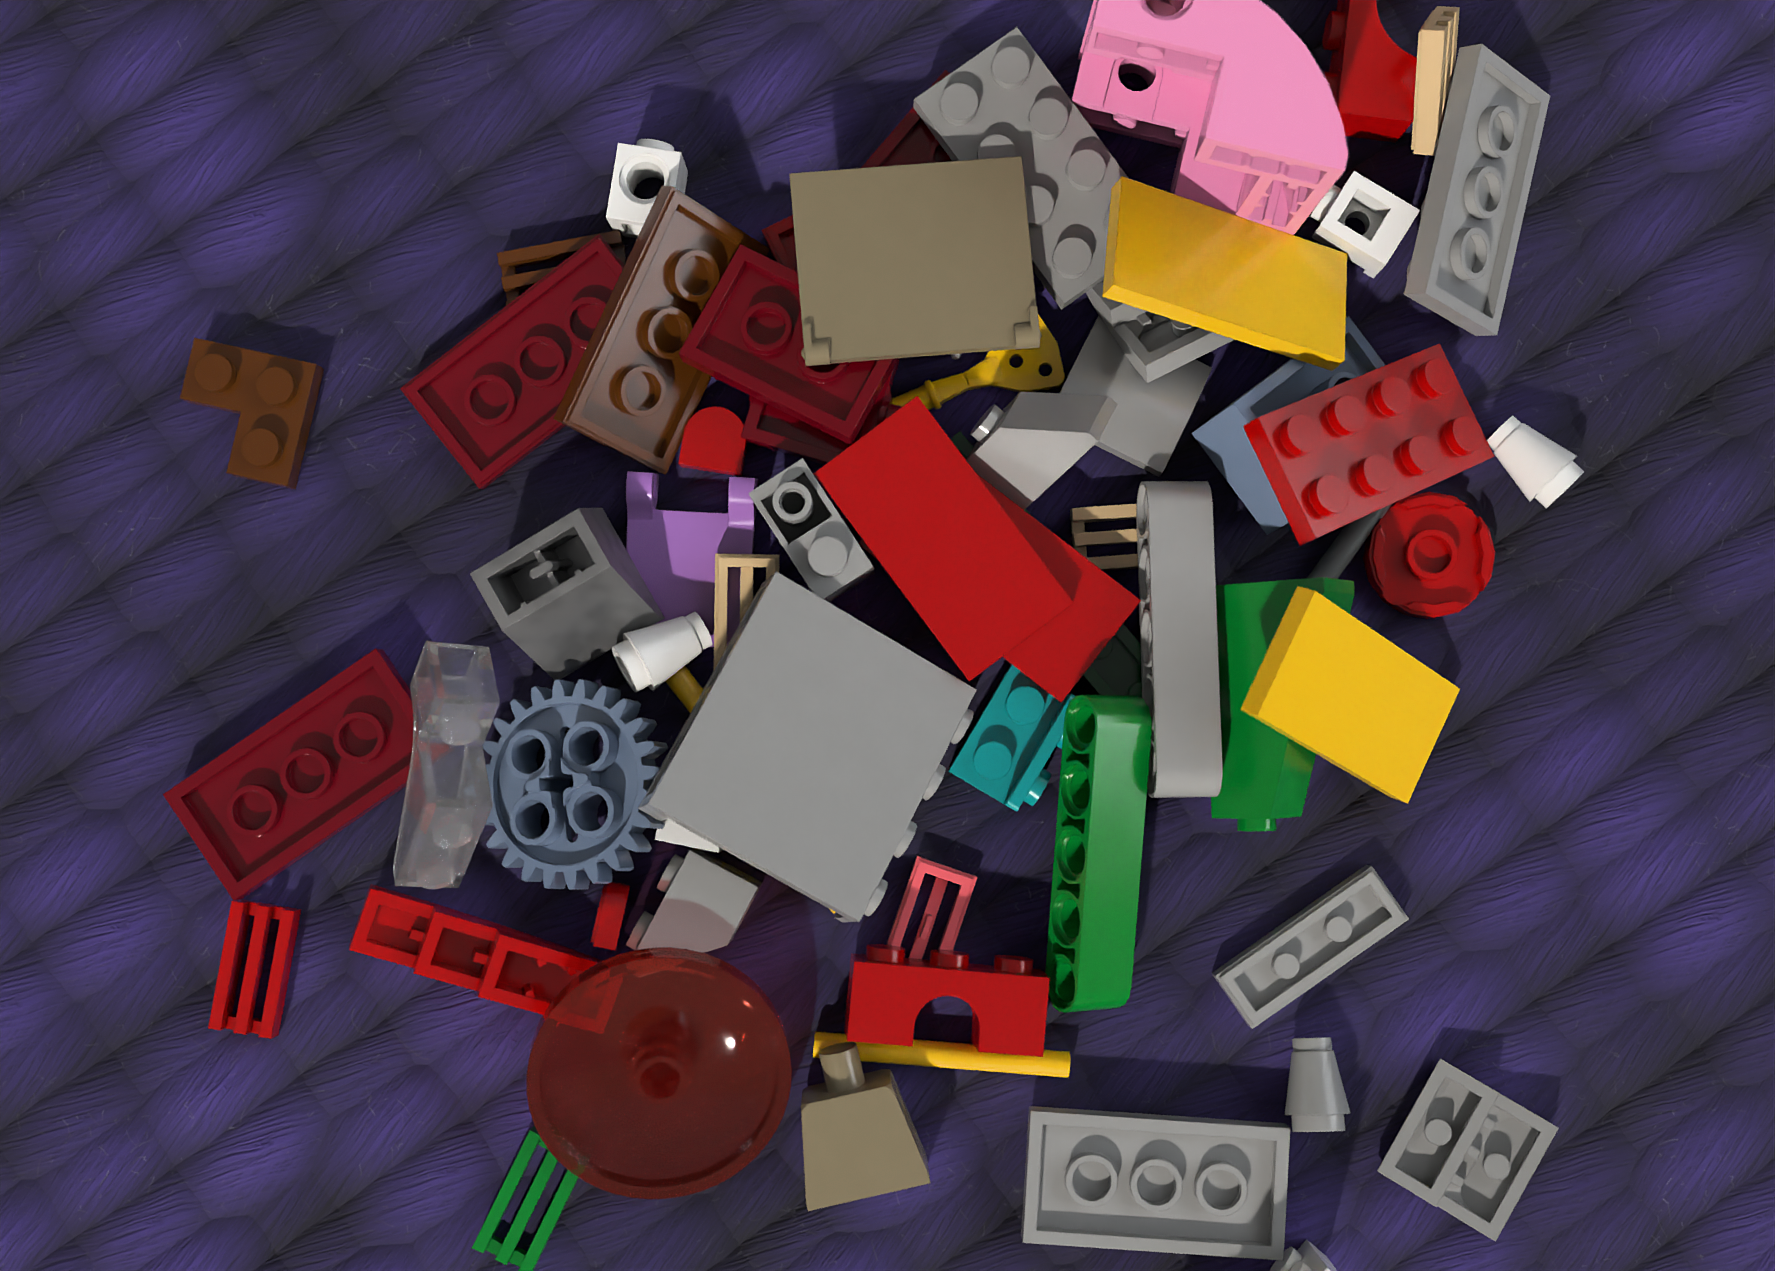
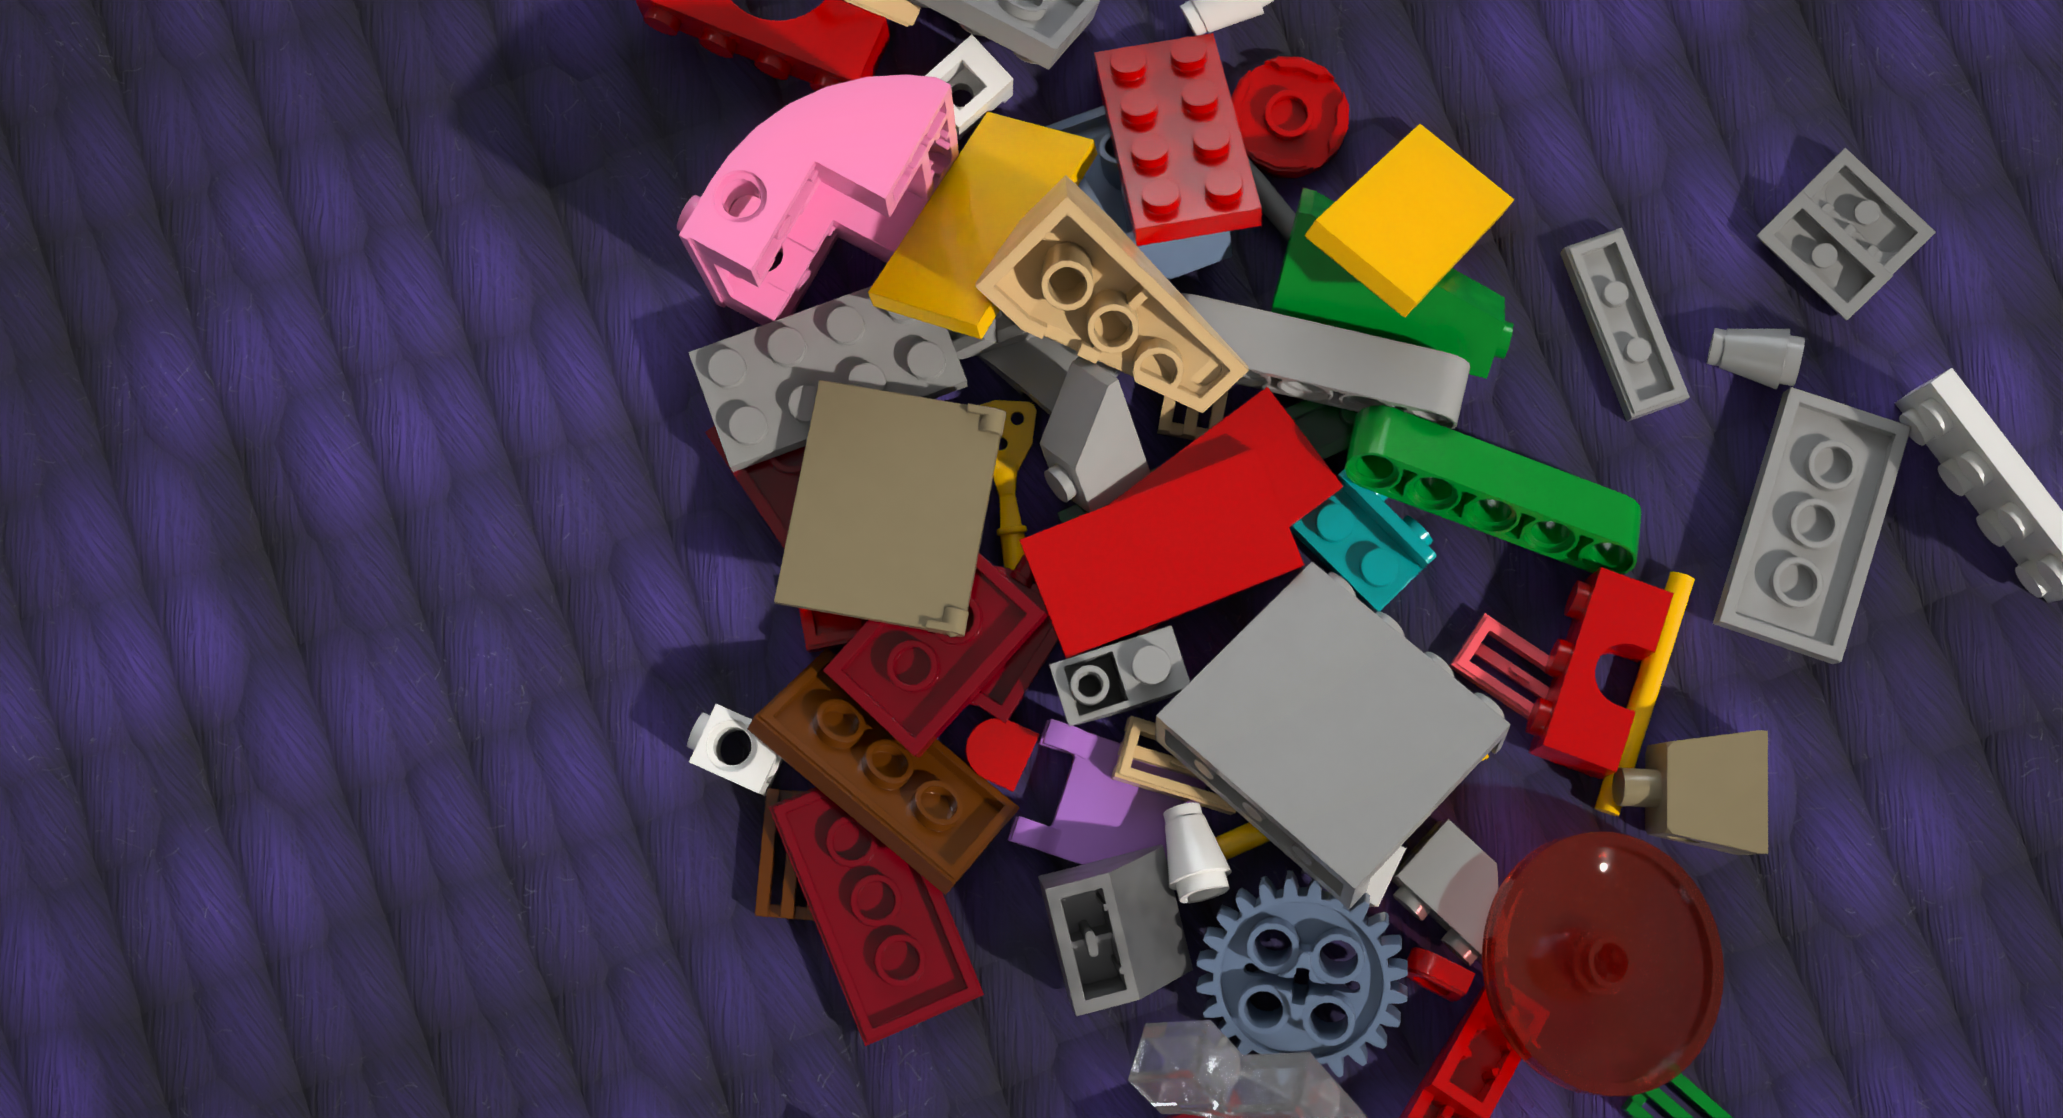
camera: 75 degrees left, 5 degrees down
(1183, 398) = (1090, 287): none -> tan wedge

